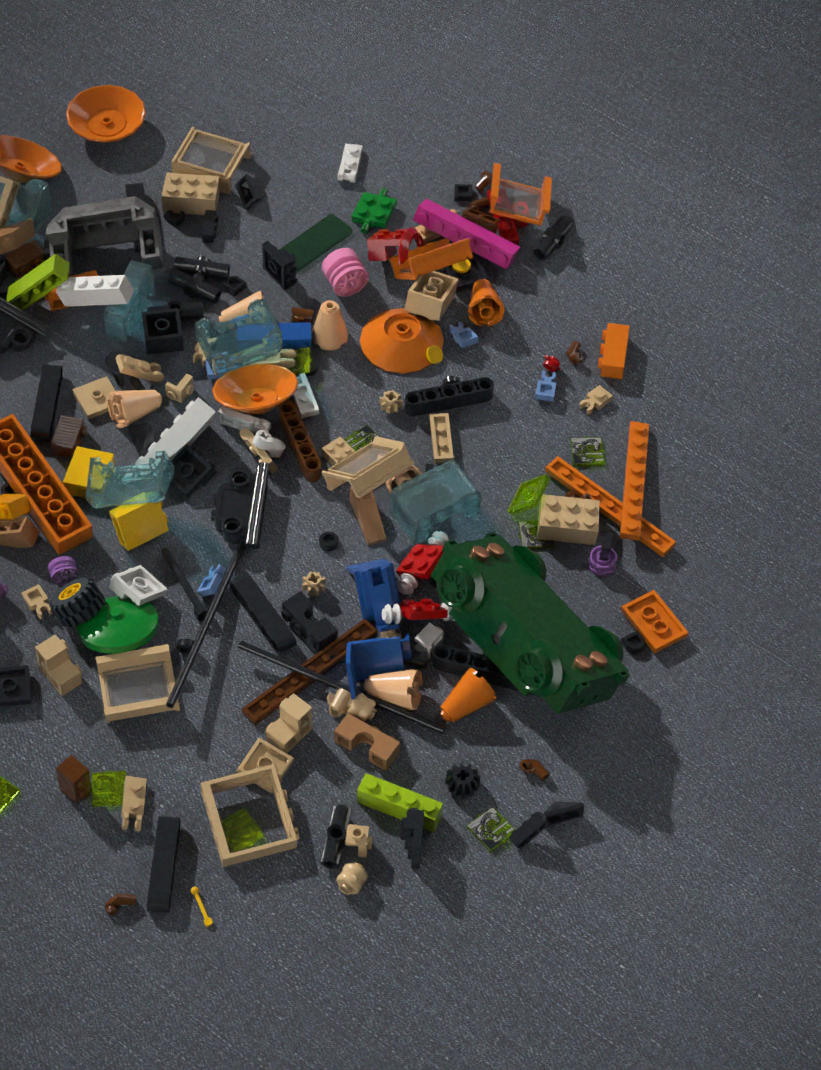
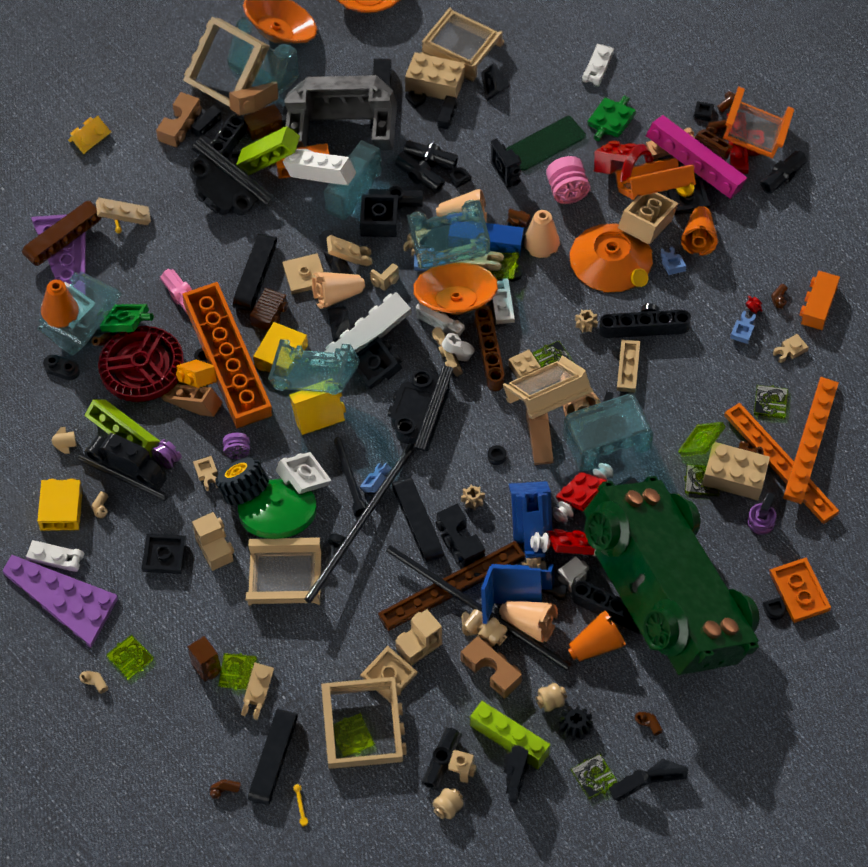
camera: 15 degrees right, 5 degrees up
(433, 760) = (551, 697): none -> tan piece

